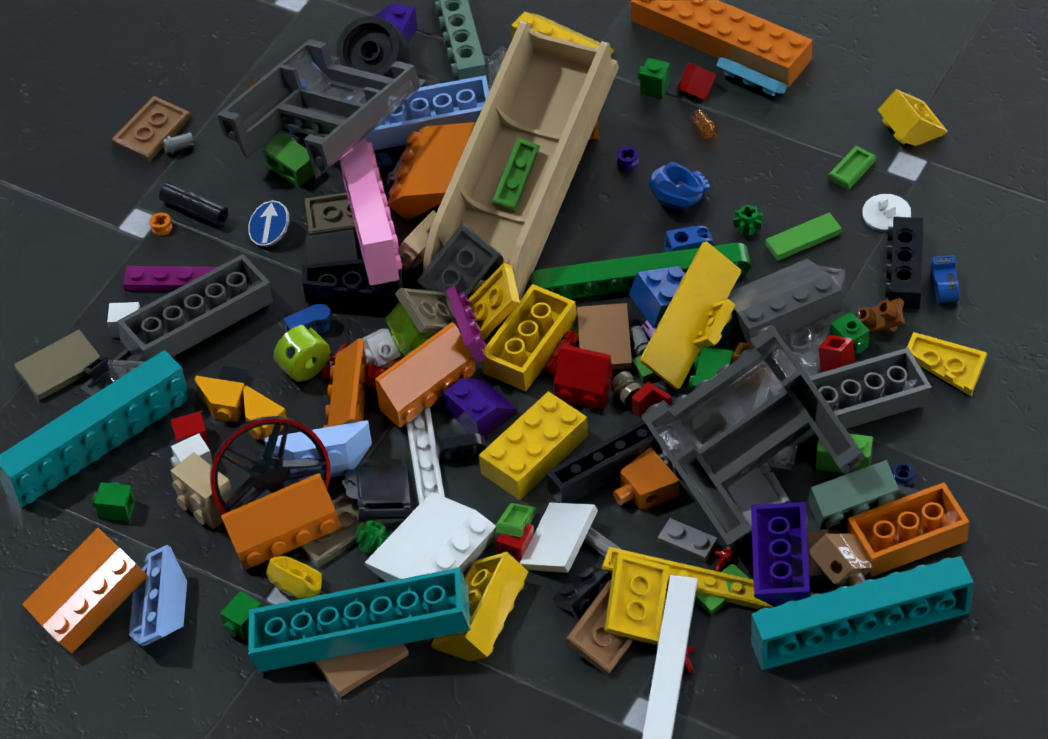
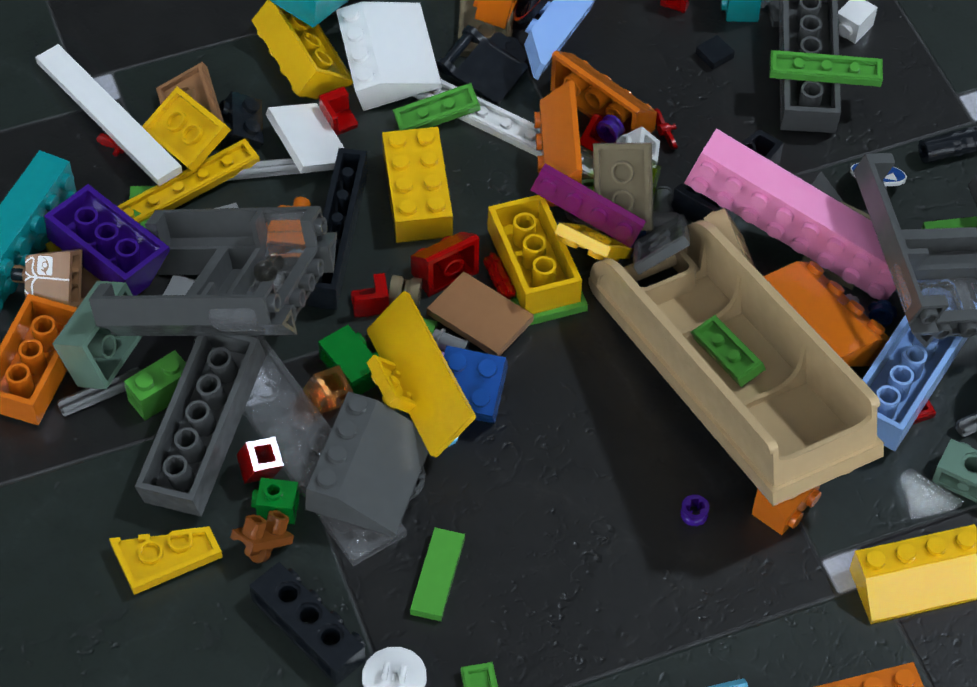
camera: 125 degrees right, 5 degrees up
(161, 277) = (896, 70): magenta plate -> none
(163, 229) = (955, 115): orange bush -> none
(212, 278) = (826, 68): none -> bright green tile
(221, 397) = (695, 26): light orange slope -> none
(260, 406) = (651, 40): light orange slope -> none
(307, 346) = (681, 92): lime piece -> none
(316, 316) = (724, 118): blue leg -> none
(371, 536) = (448, 23): green gear -> none
(380, 362) = (610, 128): none -> dark purple bush
(453, 485) = (437, 108): none -> bright green tile
(461, 447) = (471, 141): black beam -> none
(477, 405) = (502, 176): dark purple slope -> none
(515, 519) = (355, 120): bright green tile -> none
(619, 274) = (527, 405): green beam -> none
(654, 78) = (781, 610): green brick -> none
(672, 195) = (600, 504): blue helmet -> none
(687, 238) = (526, 465): blue leg -> none
(696, 81) = (742, 649): red panel -> none
(707, 127) = (673, 609): clear orange pin -> none
(748, 220) = (502, 536): green gear -> none
(905, 470) = (91, 410): dark blue plate -> none
(945, 279) = (251, 638): blue leg -> none

